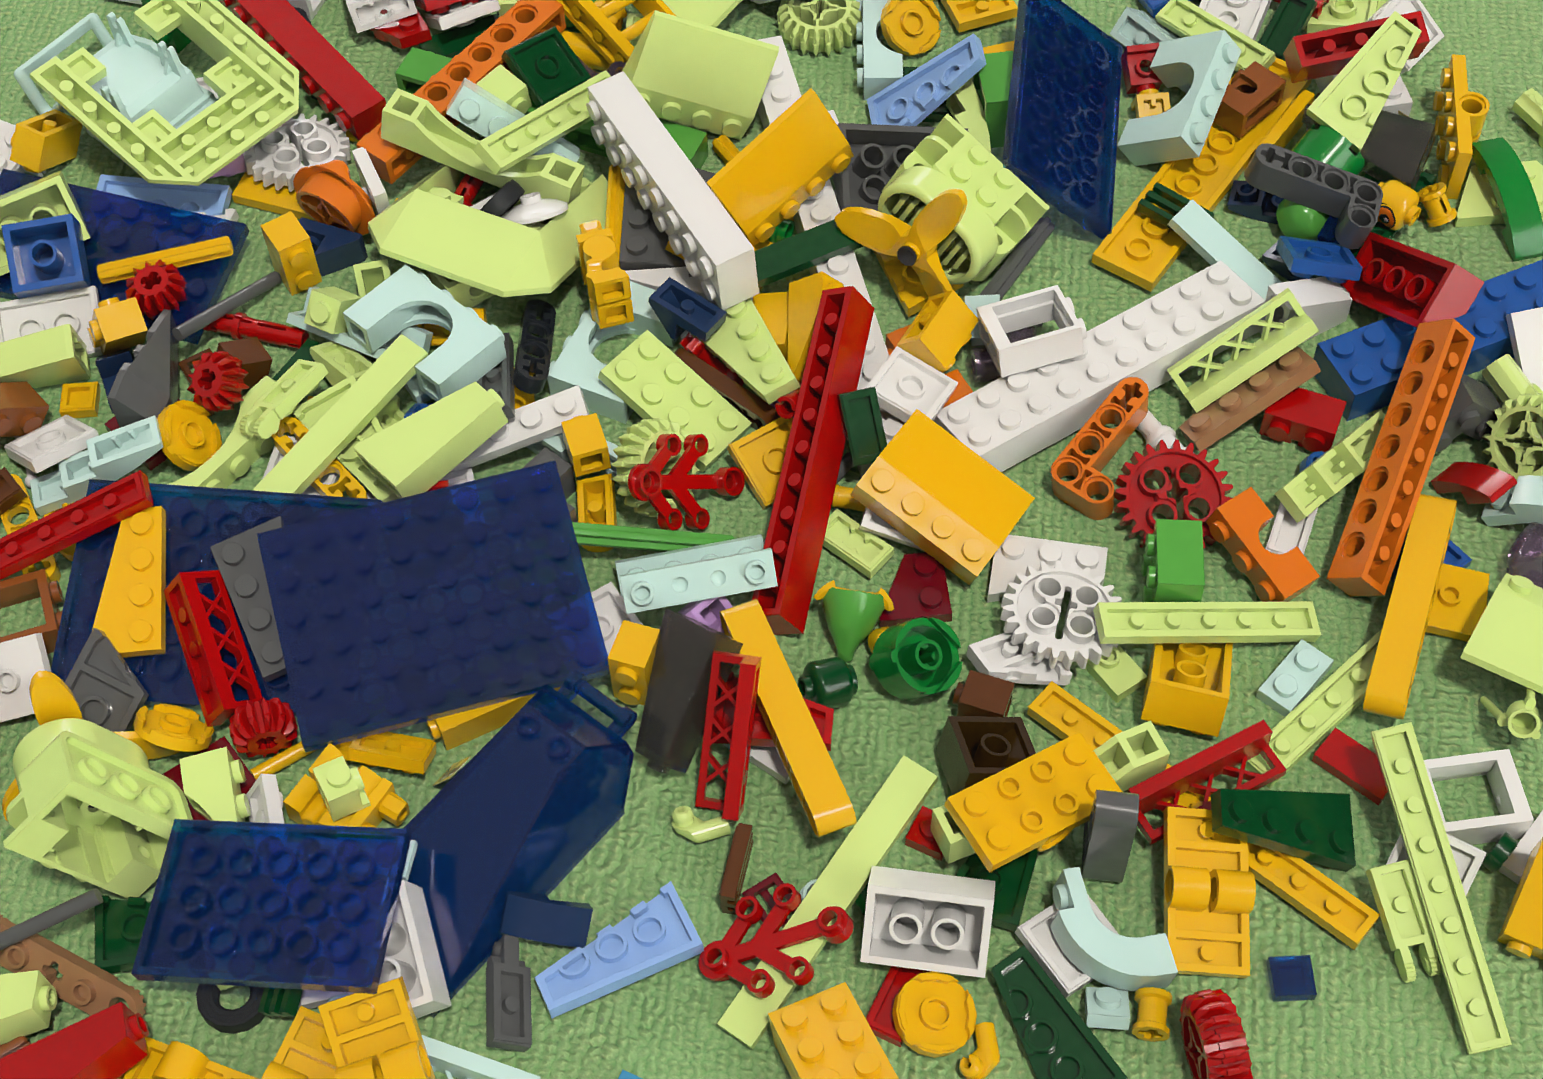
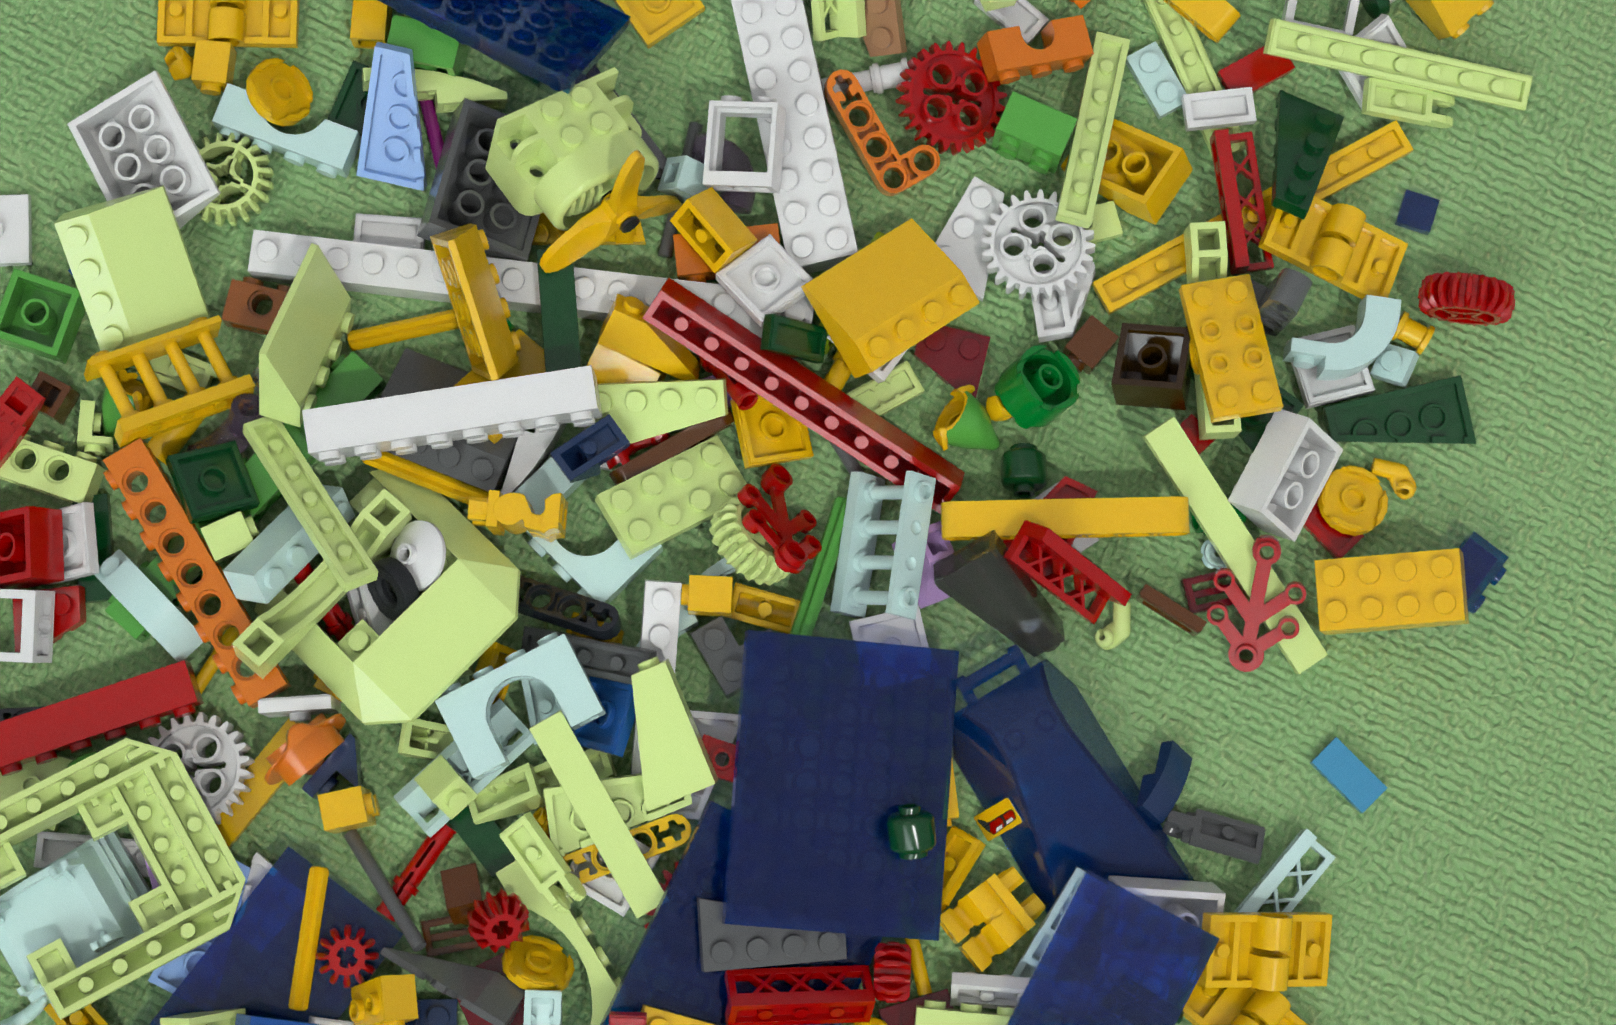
camera: 75 degrees left, 25 degrees up
(340, 788) = (997, 917): yellowish green brick -> none
(401, 667) = (911, 831): none -> dark green head
(423, 57) = (149, 606): none -> light aqua arch
(632, 661) = (954, 627): yellow brick -> none
(640, 945) = (1209, 720): light blue wing -> none
(1295, 737) = (1218, 109): none -> white tile

